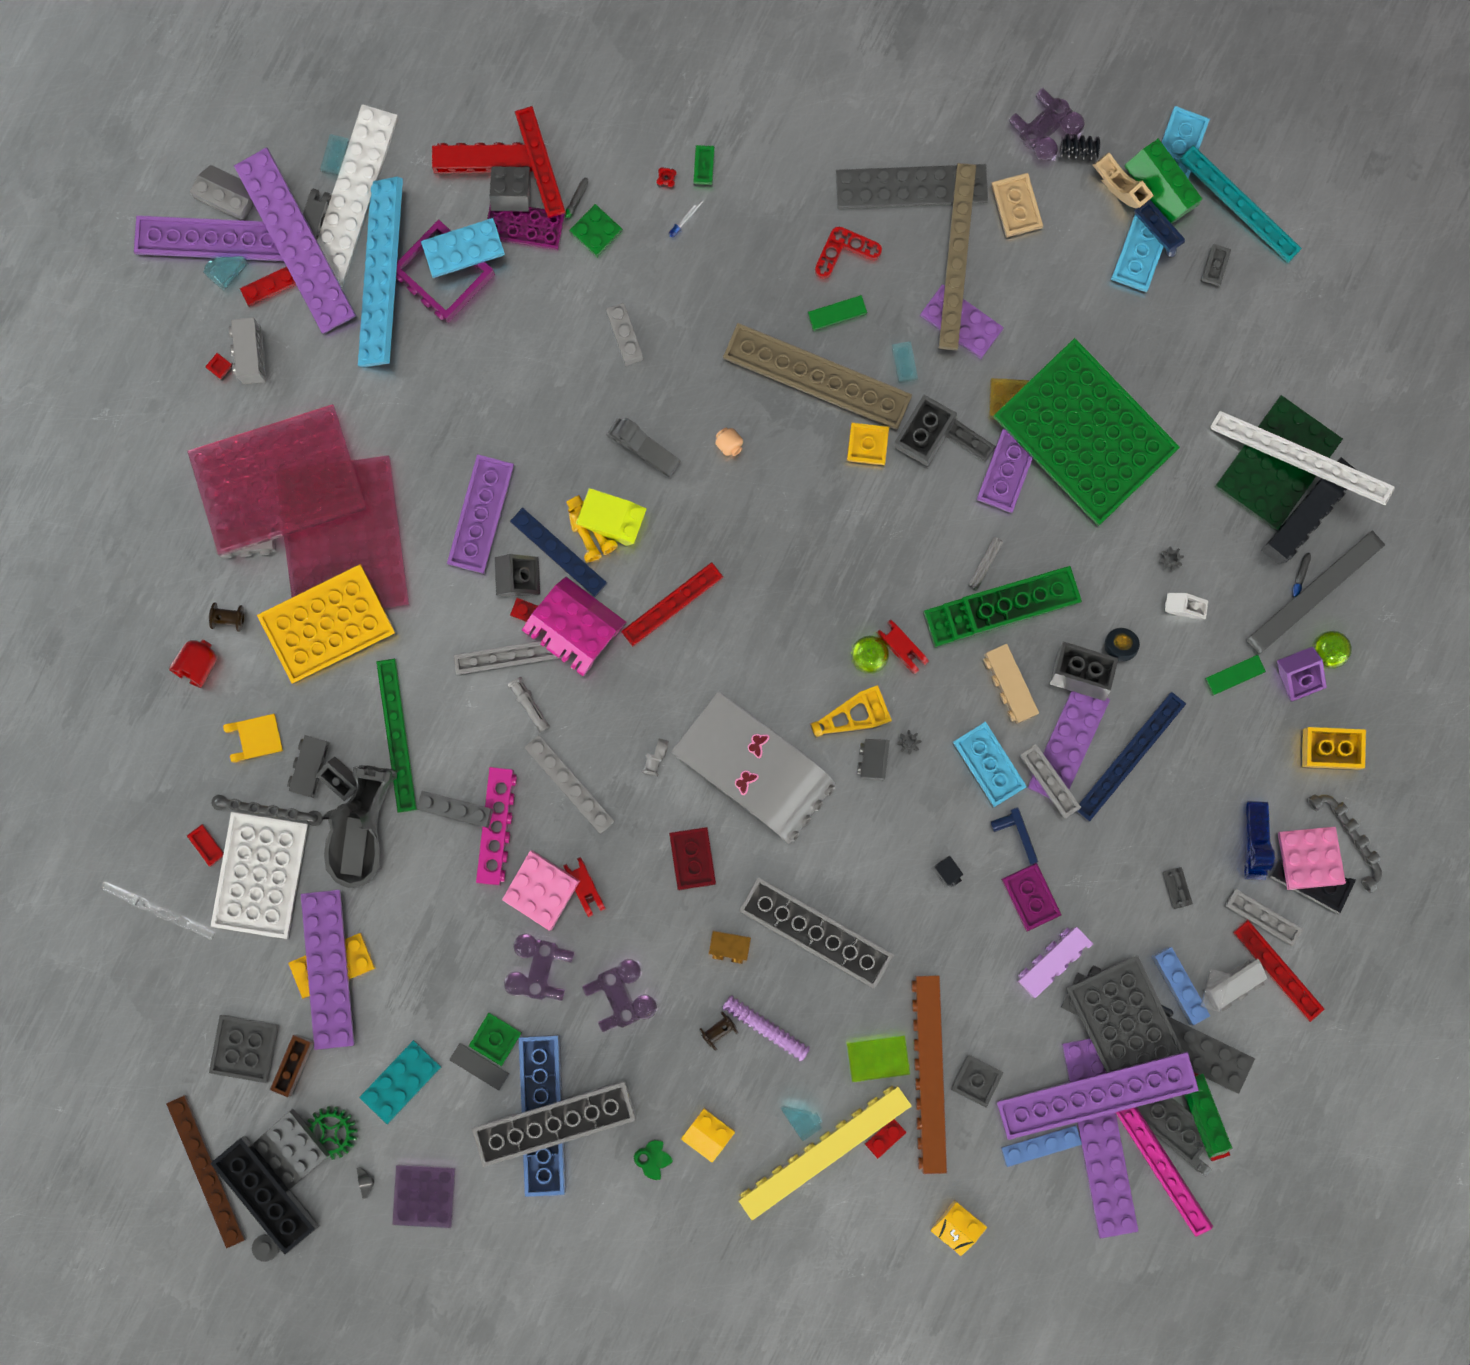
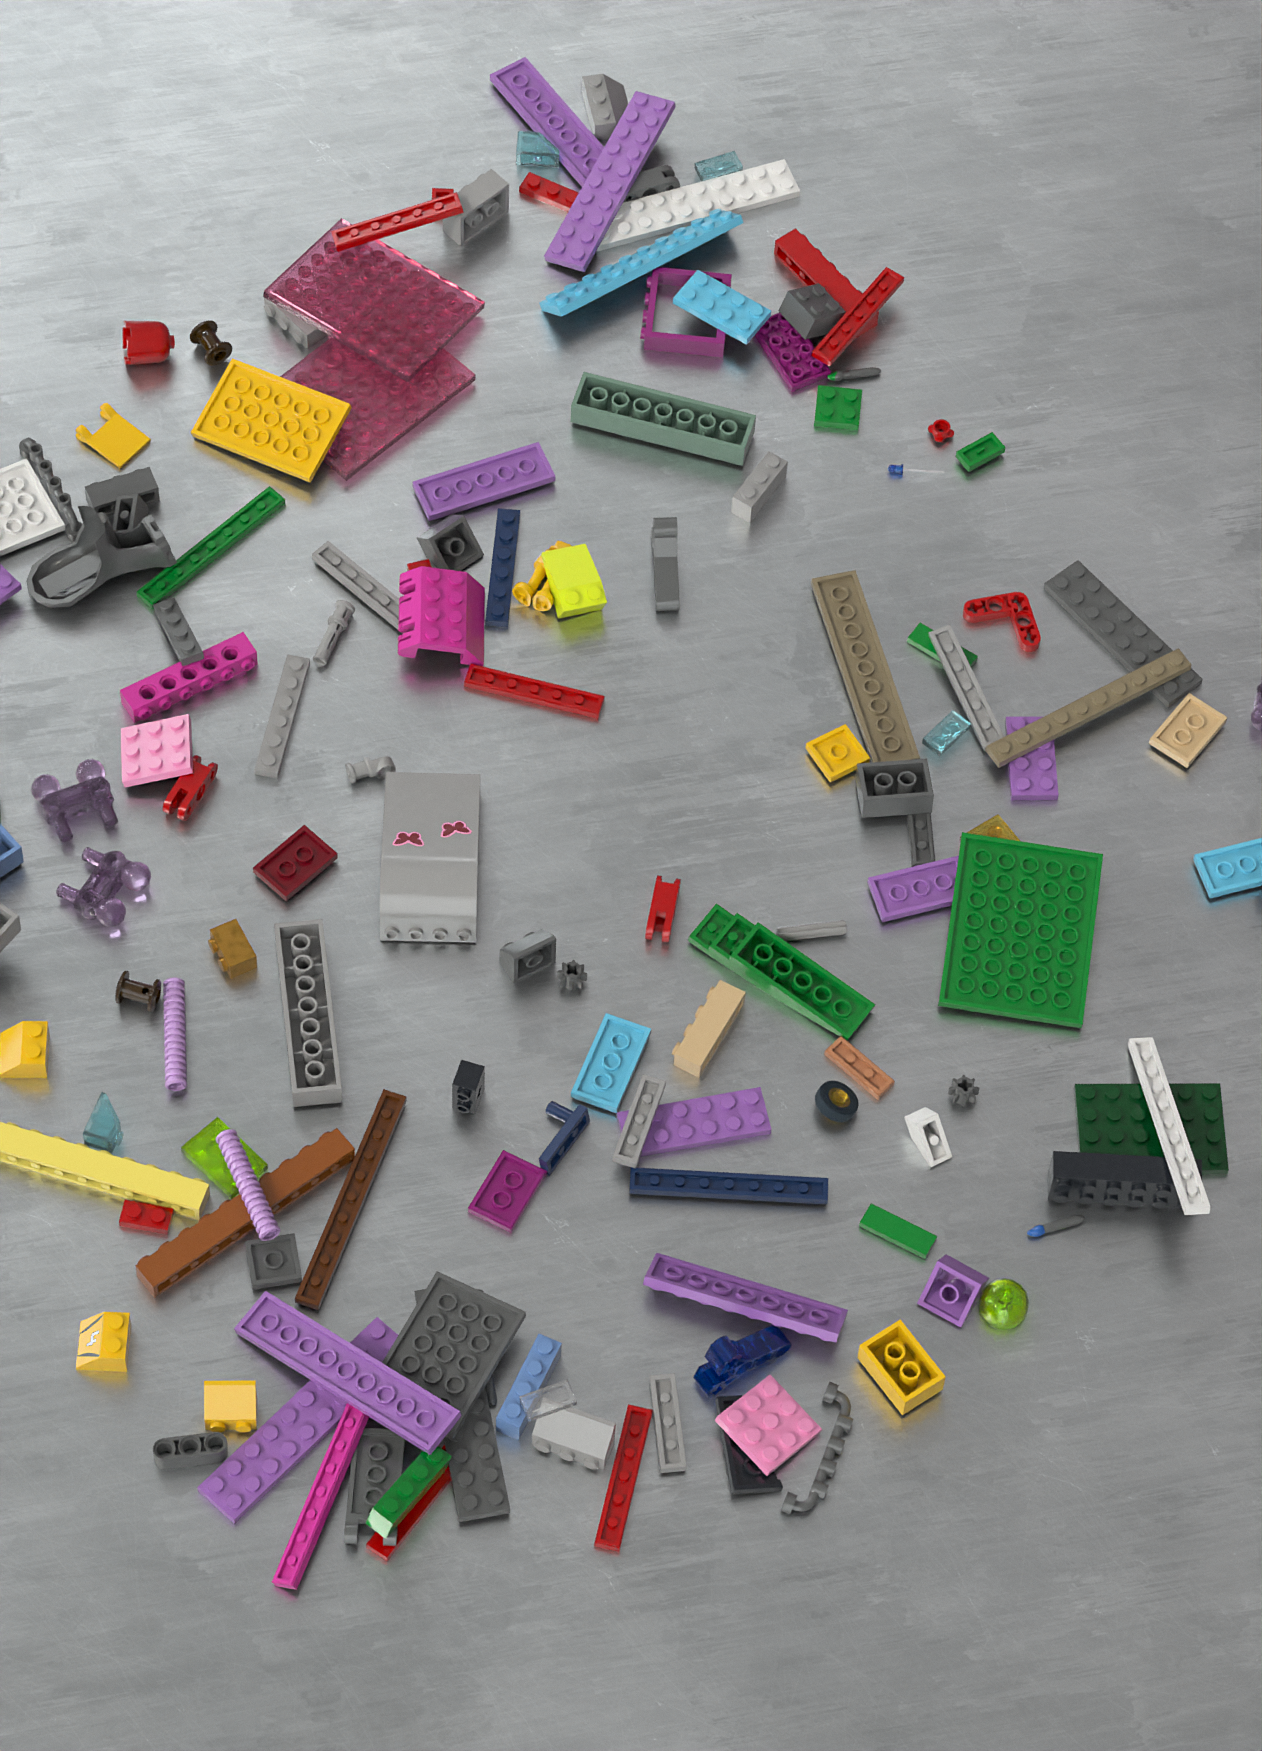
camera: 50 degrees right, 25 degrees down
(227, 418) = (397, 221): none -> red tile
(522, 357) = (663, 418): none -> sand green brick
(729, 442) = (734, 635): light nougat head -> none
(866, 663) = (631, 887): clear neon green cylinder -> none
(874, 706) = (581, 924): yellow plate -> none
(882, 322) = (966, 685): none -> light grey plate
(922, 1065) = (248, 1185): none -> lavender piece
(968, 1000) = (350, 1199): none -> reddish brown plate
(1041, 1146) = (252, 1367): medium blue plate -> none
(1054, 961) = (457, 1248): lavender wedge -> none
(1064, 1182) = (230, 1405): none -> yellow slope
(1073, 1236) = (181, 1459): none -> dark grey beam
(1084, 671) = (778, 1078): dark grey brick -> none
(1104, 609) = (859, 1067): none -> nougat tile
(1177, 888) = (631, 1320): dark grey hinge -> none
(1218, 807) = (745, 1297): none -> medium lavender plate
(1315, 592) = (1049, 1247): dark grey beam -> none

